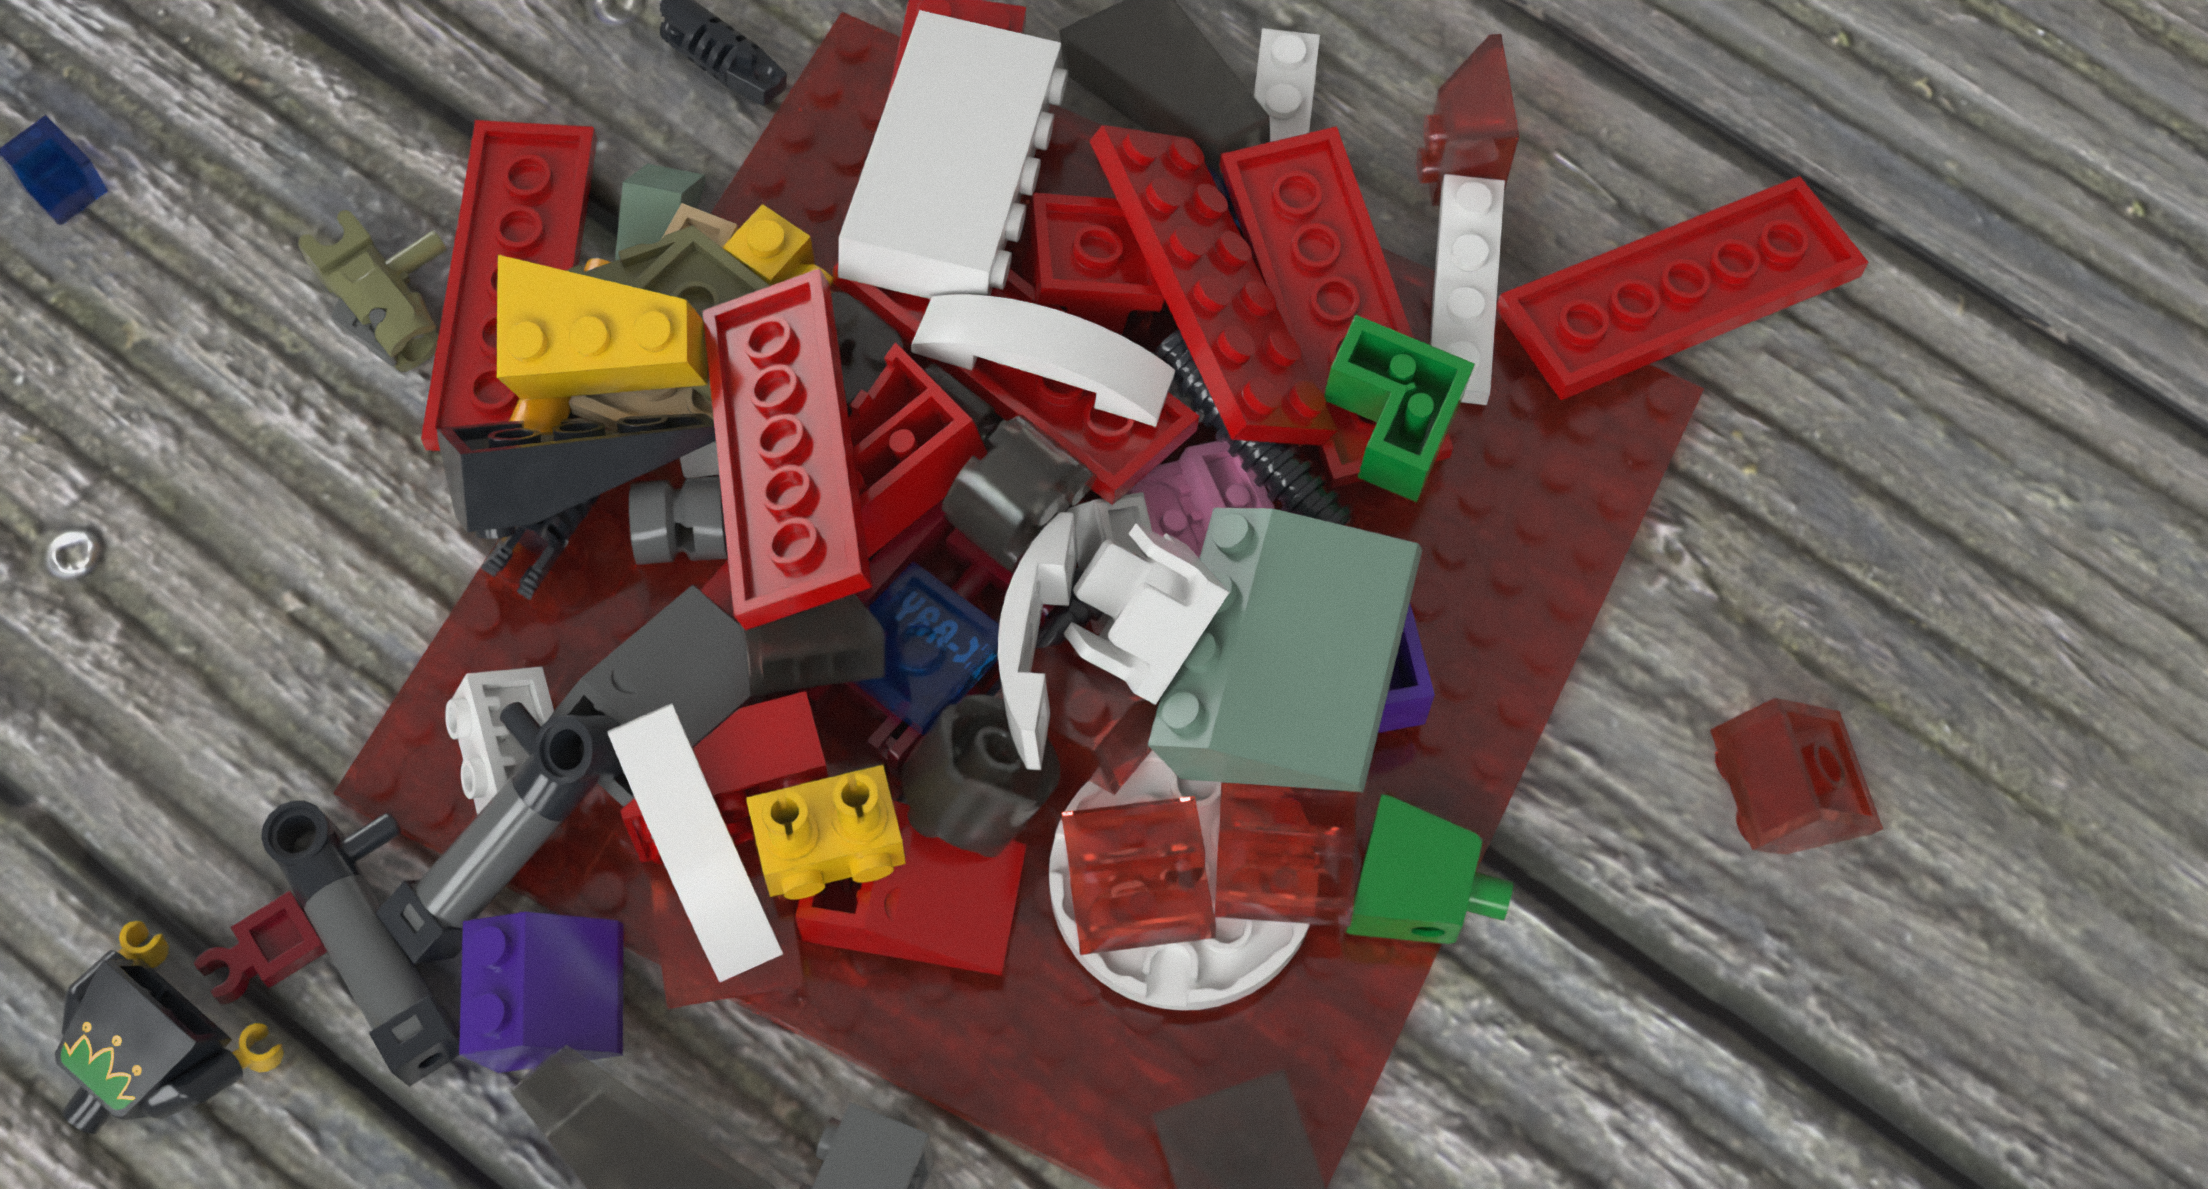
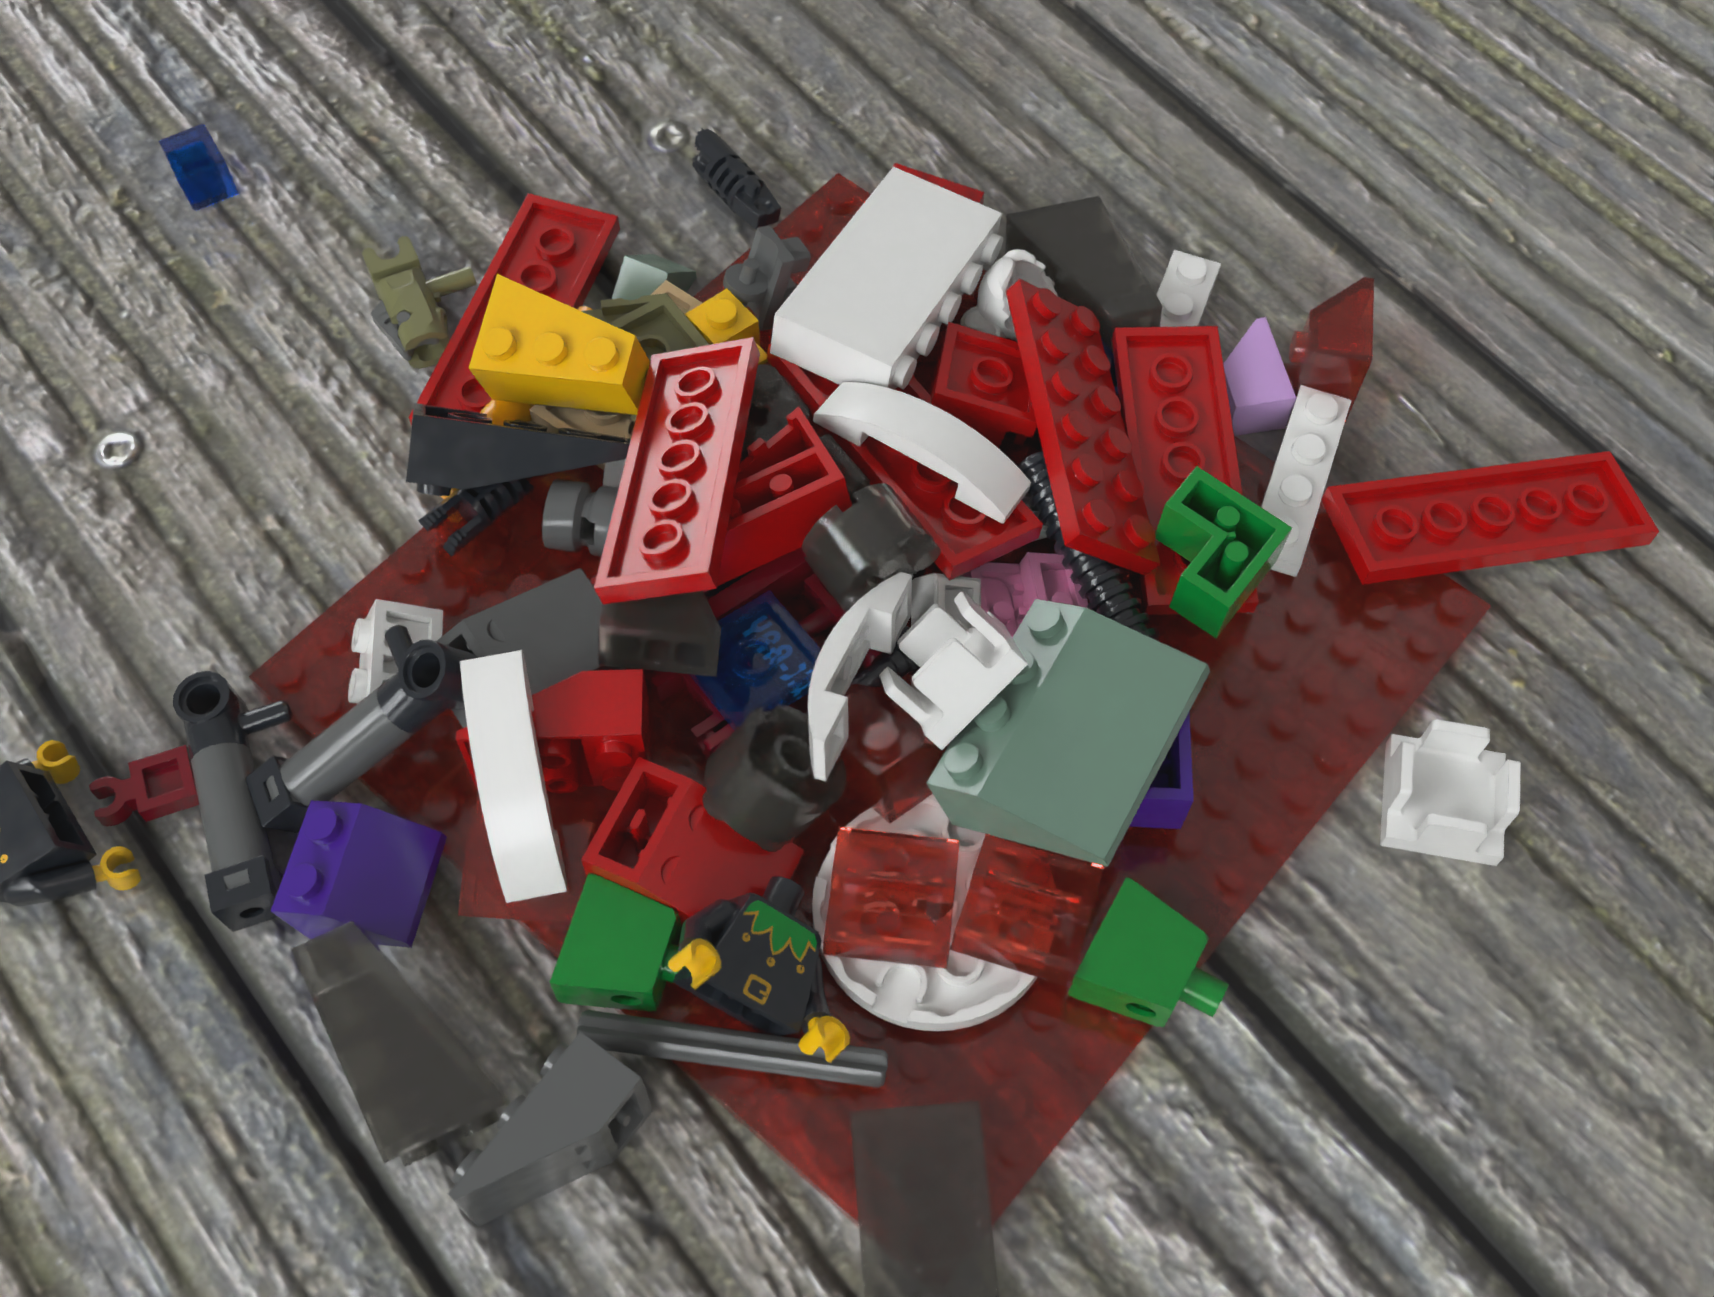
camera: 15 degrees right, 5 degrees down
(803, 174) = (765, 277): none -> dark grey hips
(826, 832) = (624, 790): yellow brick -> none
(862, 1002) = (616, 949): none -> green torso
(1009, 1077) = (731, 1048): none -> dark grey axle
(1020, 984) = (761, 966): none -> torso
(1075, 164) = (992, 309): none -> white hair
(1394, 177) = (1258, 383): none -> lavender slope
(1699, 615) = (1448, 793): none -> white panel
(1794, 777) = (1508, 955): clear red slope -> none

